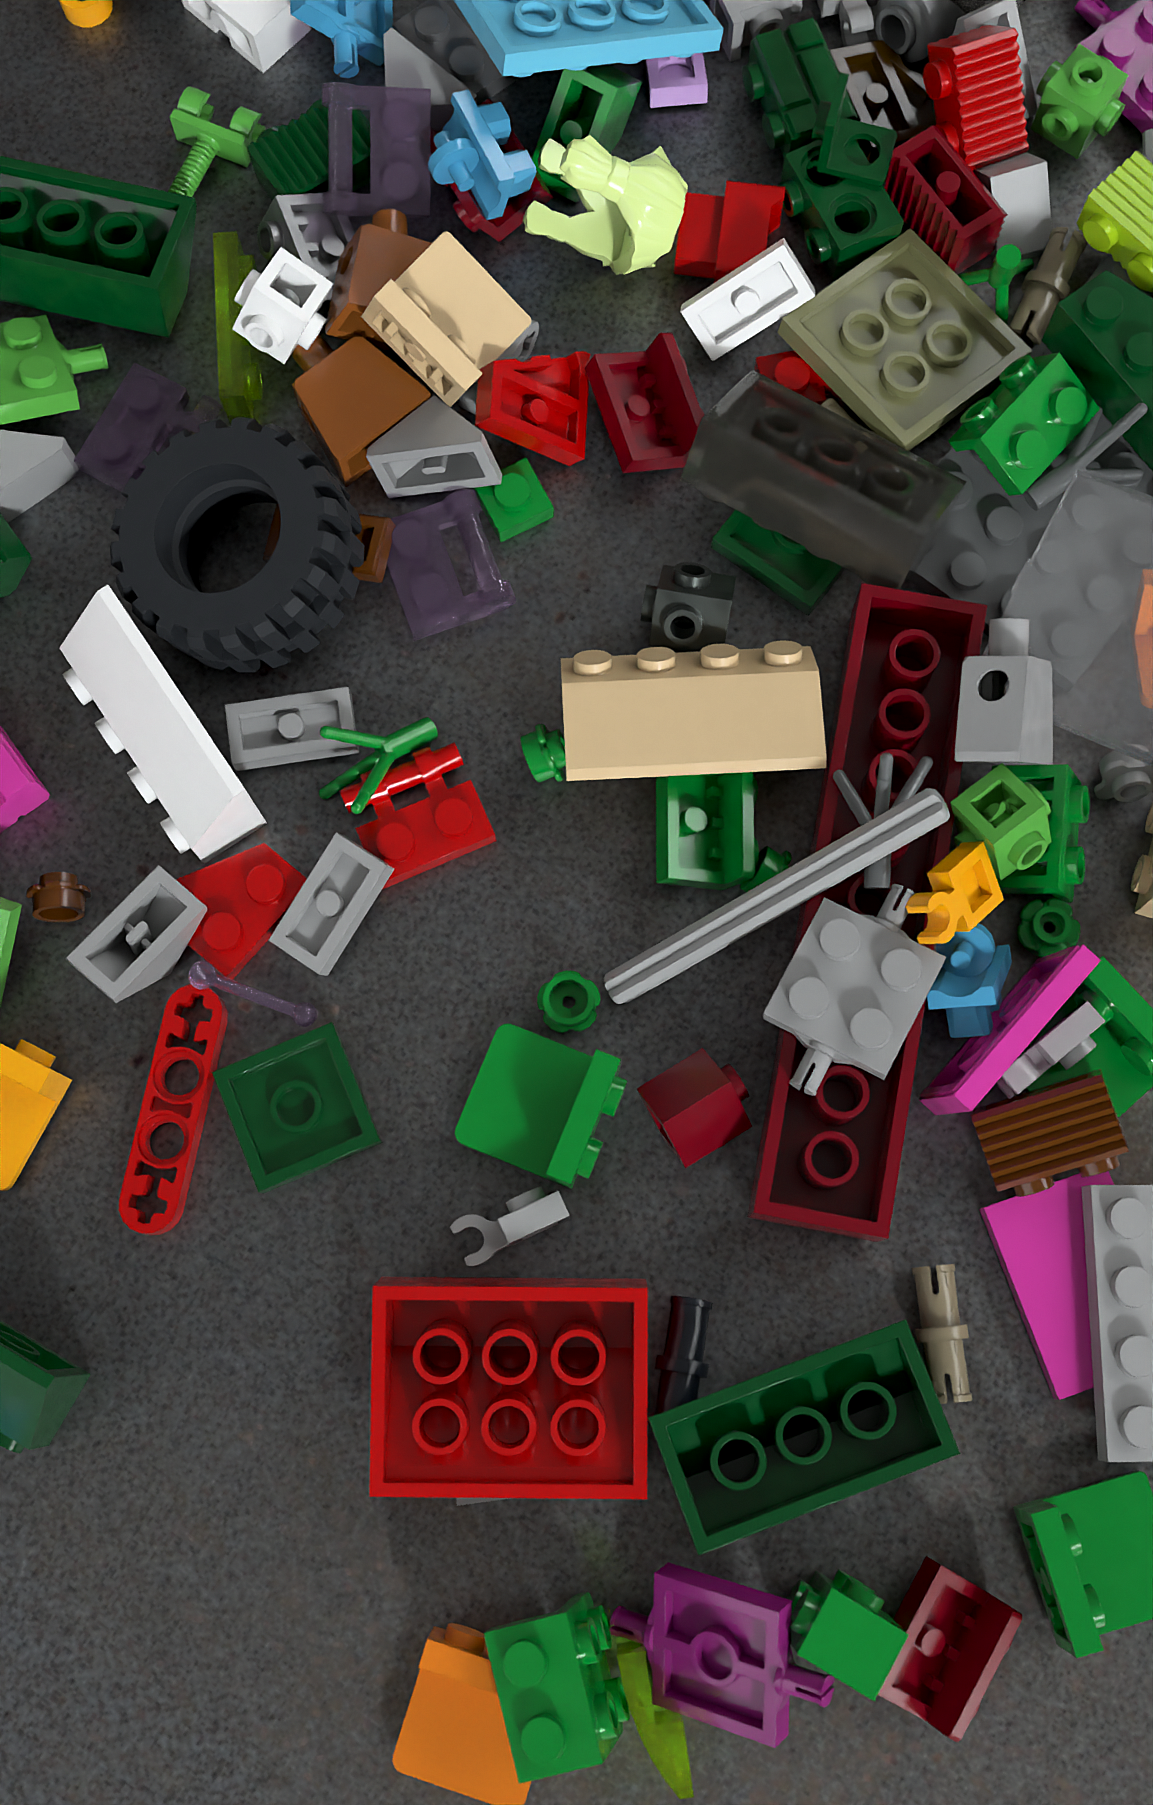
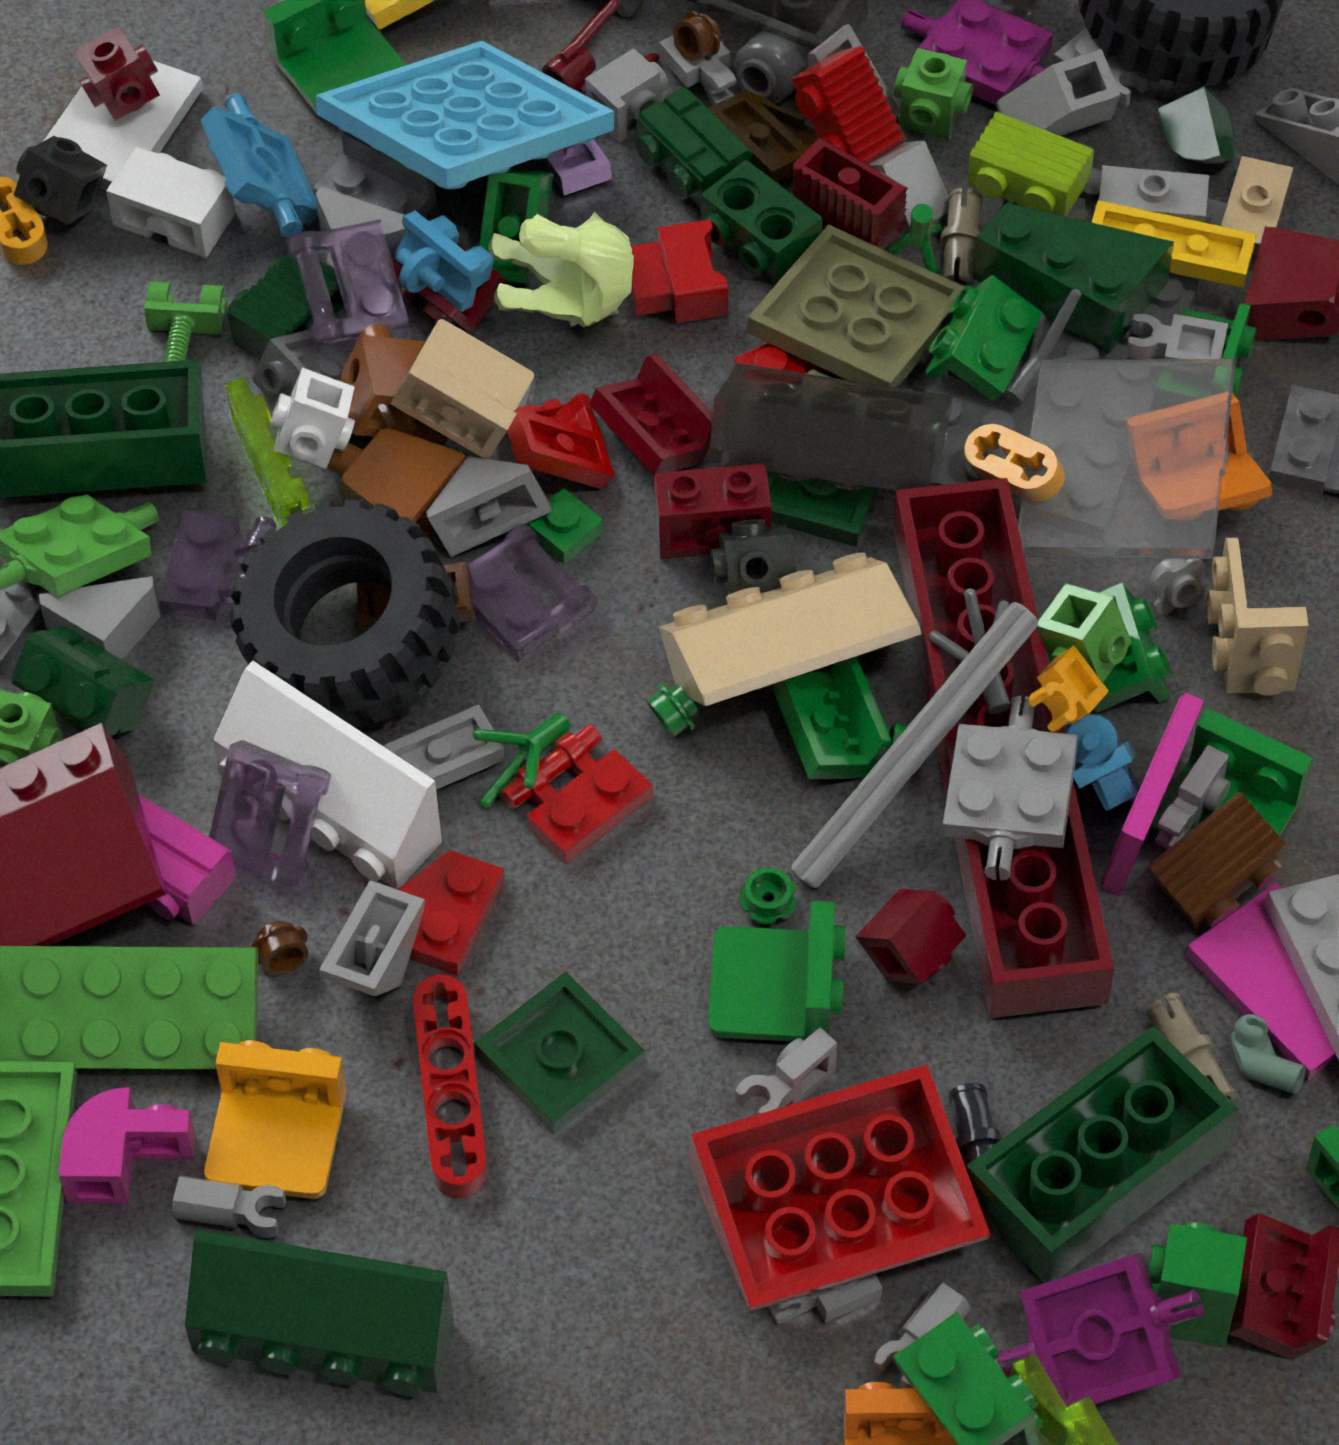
camera: 20 degrees left, 20 degrees down
(69, 742) = (251, 807): none -> clear purple plate
(203, 976) = (439, 964): clear purple hinge -> none
(331, 904) = (530, 877): light grey plate -> none
(549, 1561) = (934, 1309): none -> light grey bar
(665, 527) = (705, 502): none -> dark red bracket
(748, 300) = (712, 312): white plate -> none
(838, 131) = (742, 165): dark green bracket -> none
(1008, 725) = (1051, 540): light grey torso -> none
(1010, 1362) = (1257, 1057): none -> sand green arm
(1013, 575) = (1019, 452): none -> light orange beam
(1031, 931) = (1144, 728): green plate -> none

